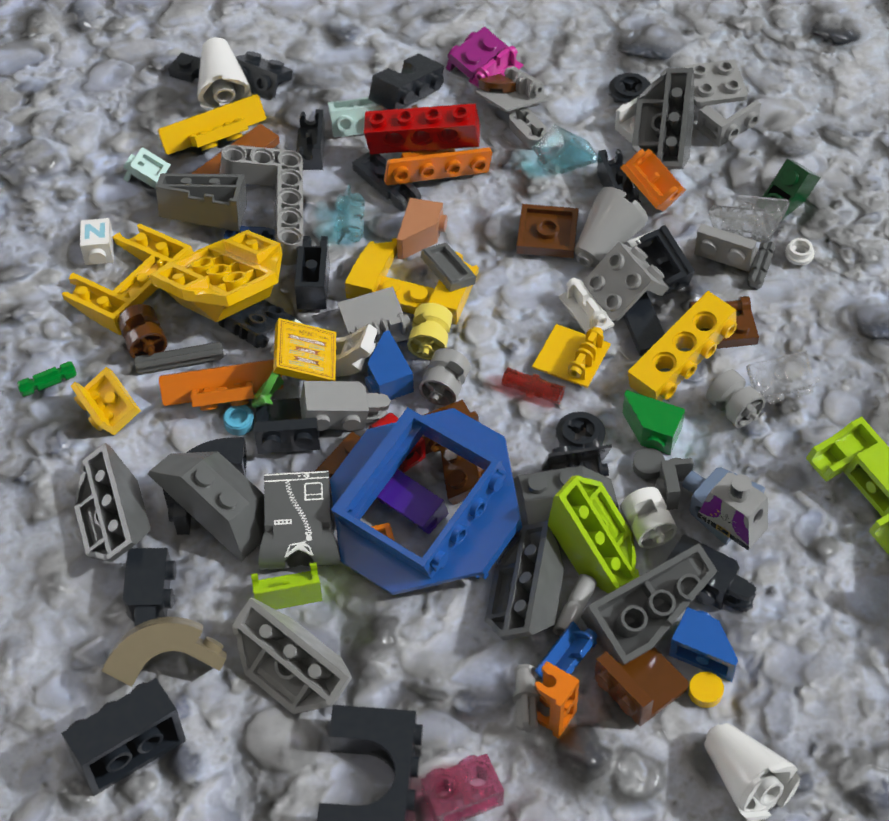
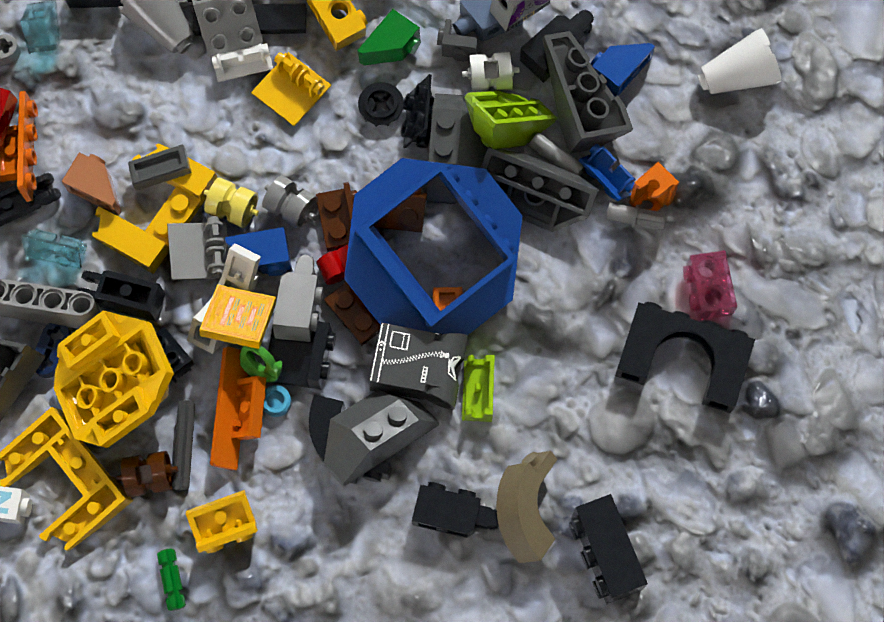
camera: 75 degrees left, 20 degrees up
(109, 506) = (359, 534): dark grey wedge -> none
(288, 659) = (562, 395): light grey wedge -> none
(413, 502) = (426, 257): dark purple hinge -> none
(533, 385) = (317, 130): clear red pin -> none
(547, 230) = (136, 69): reddish brown plate -> none
(641, 685) = (650, 125): reddish brown bracket -> none
(647, 463) = (428, 58): dark grey tile -> none
(706, 689) = (657, 78): yellow tile -> none

